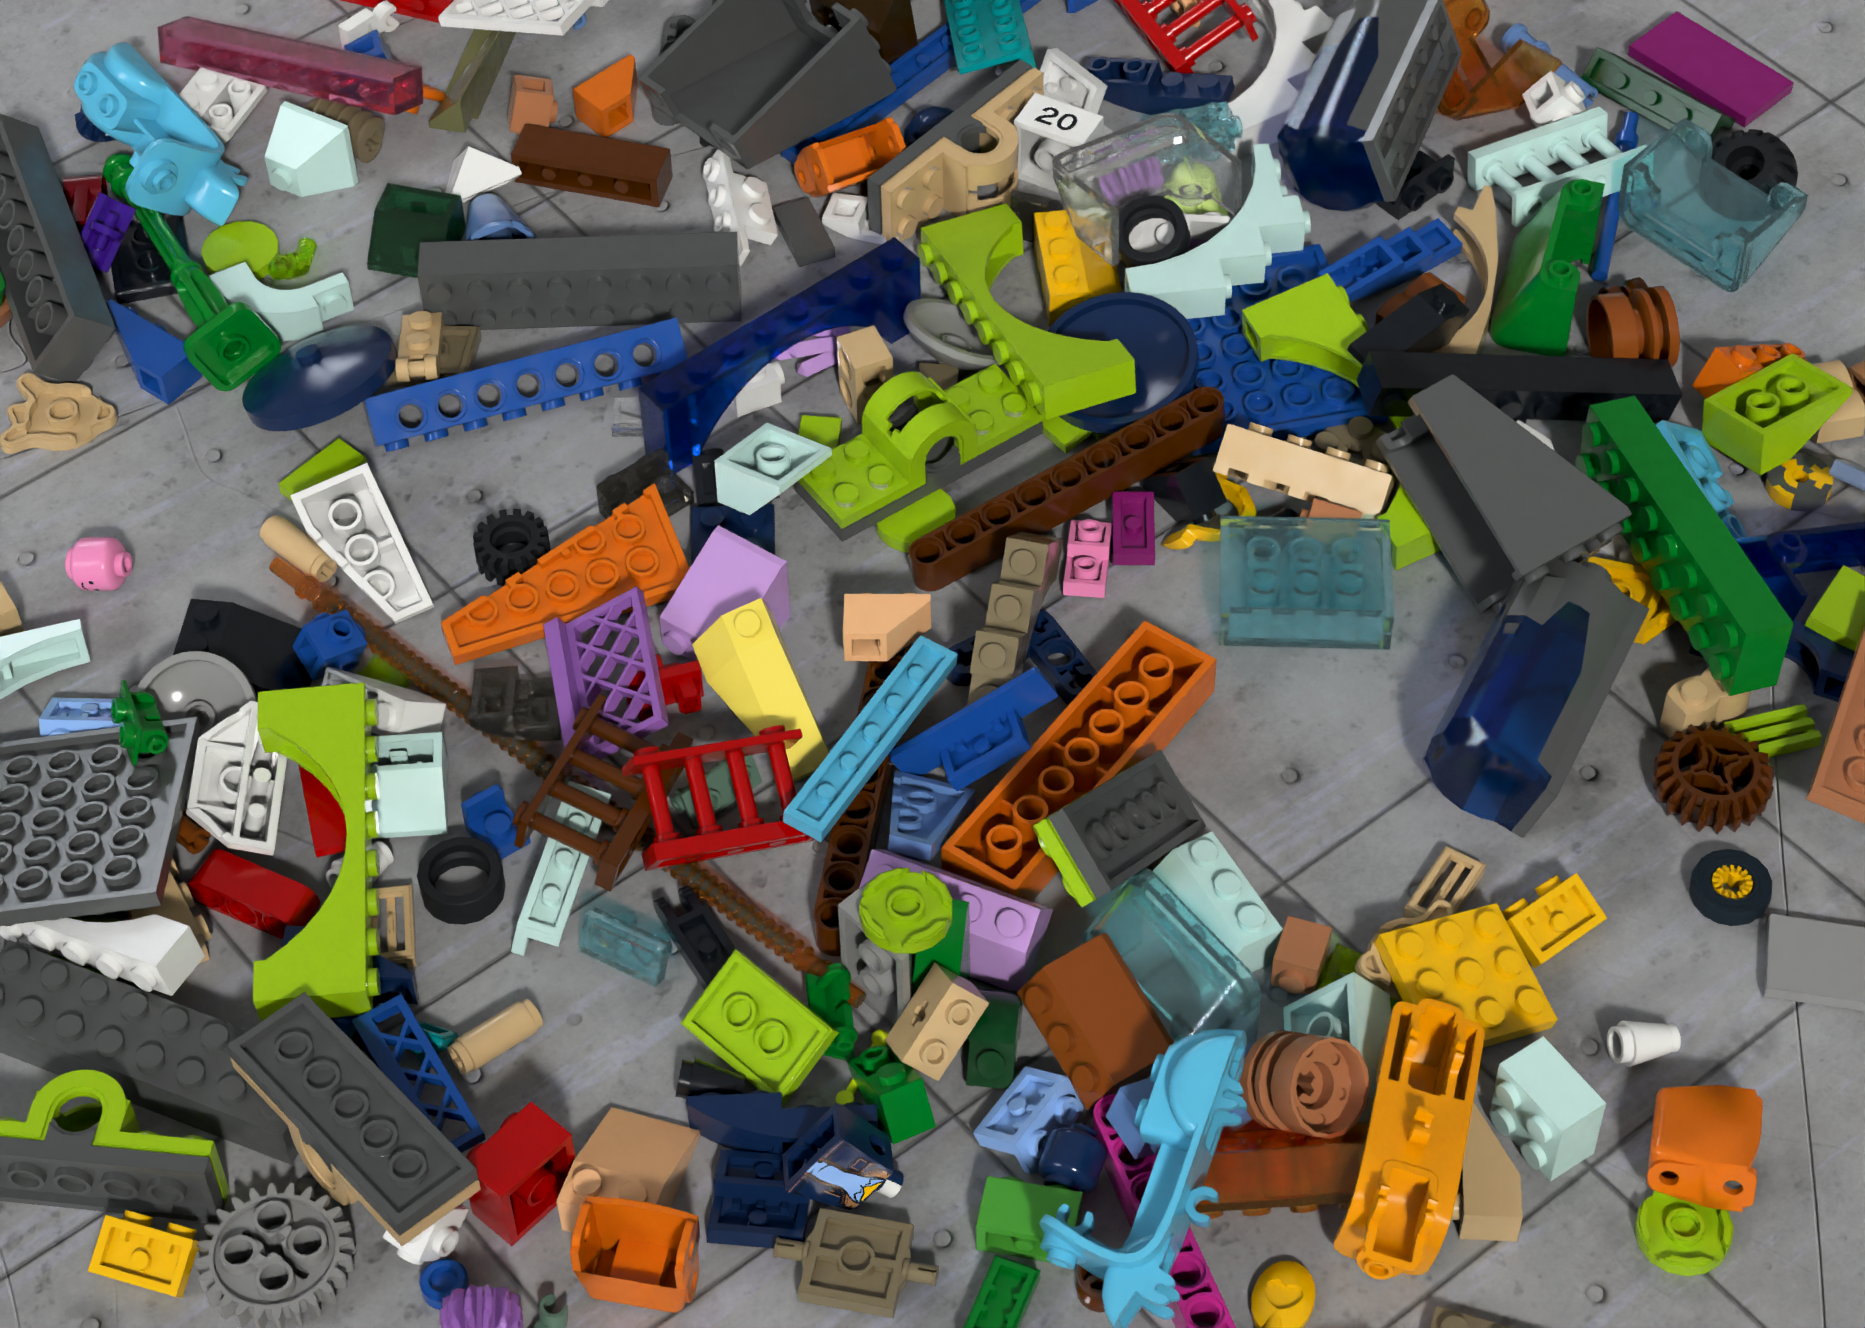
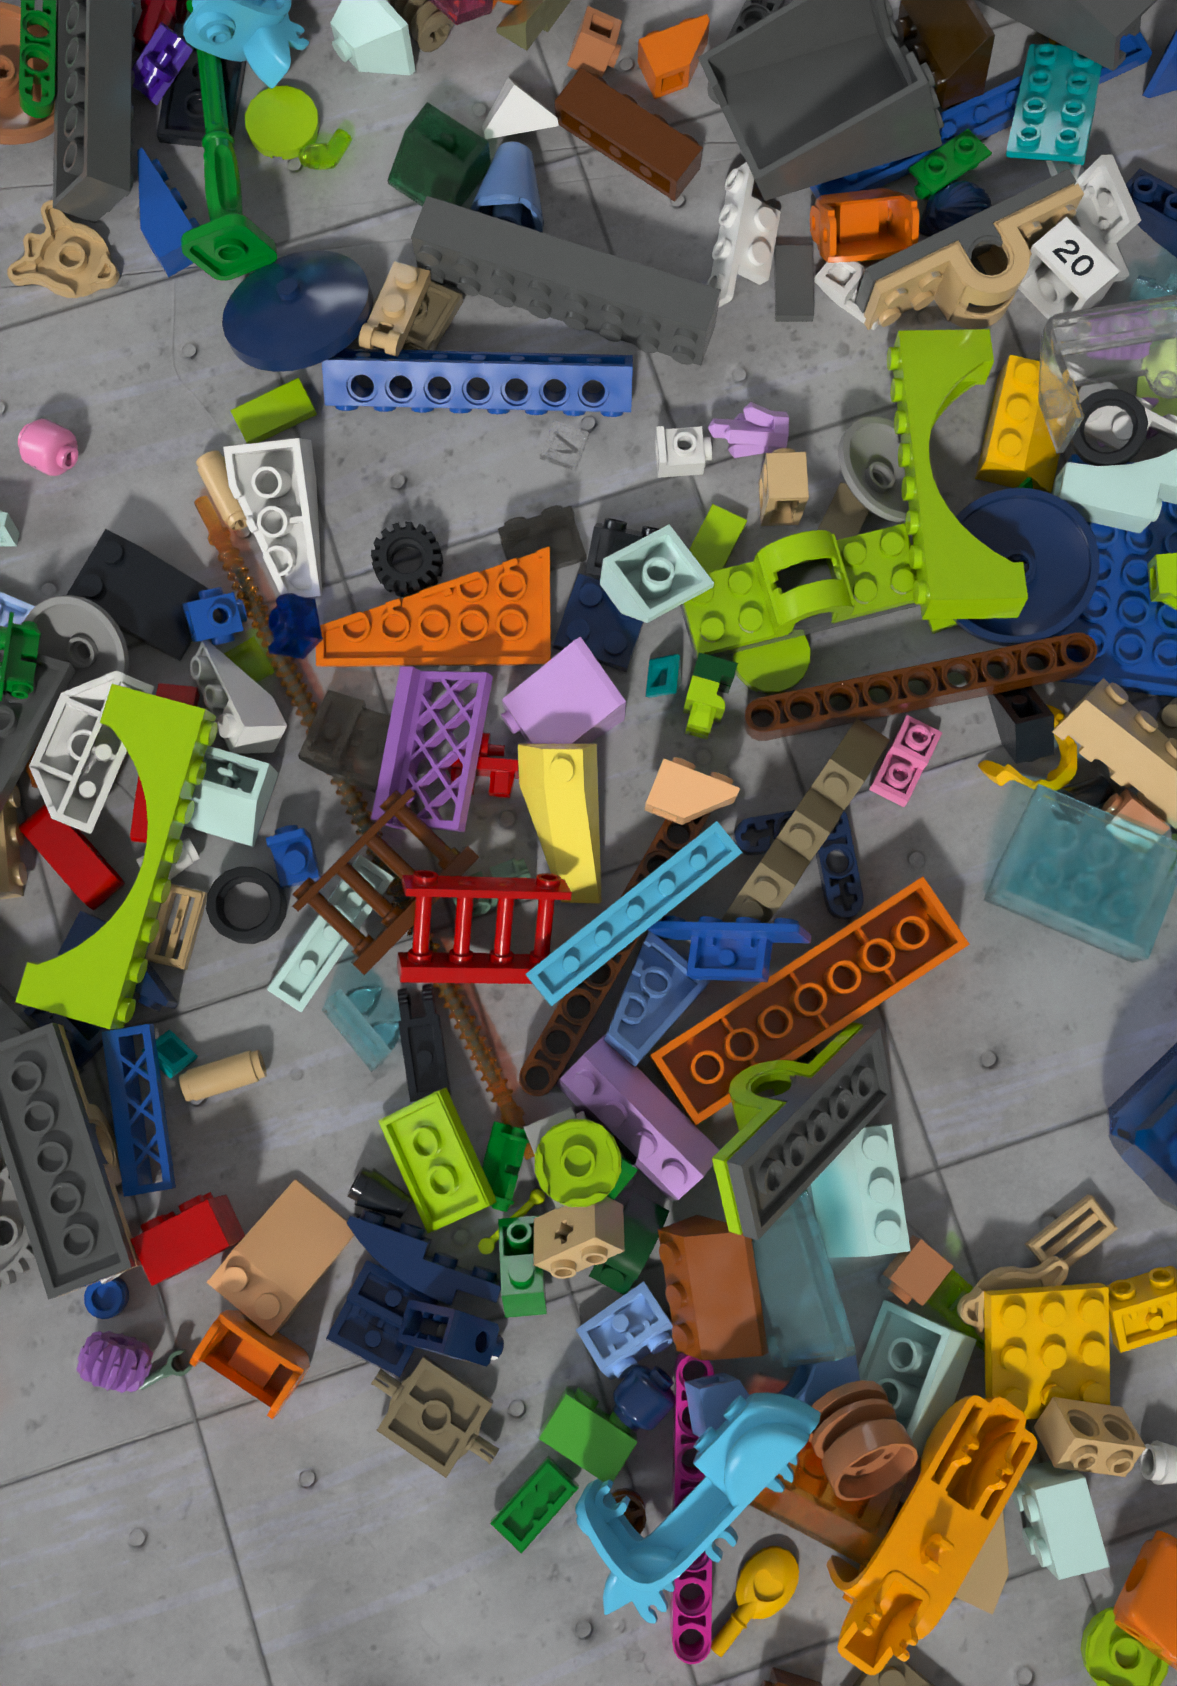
camera: 20 degrees right, 30 degrees up
(289, 313) = (290, 213): light aqua arch -> none
(408, 621) = (294, 626): none -> clear blue brick
(691, 397) = (812, 405): clear blue arch -> none
(814, 562) = (663, 676): none -> teal slope
(865, 547) = (702, 701): none -> lime hips
(911, 98) = (948, 163): none -> green hinge
(1027, 204) = (1015, 337): clear smoke slope -> none
(1133, 528) = (959, 745): magenta plate -> none
(1519, 1024) = (1089, 1437): none -> tan brick

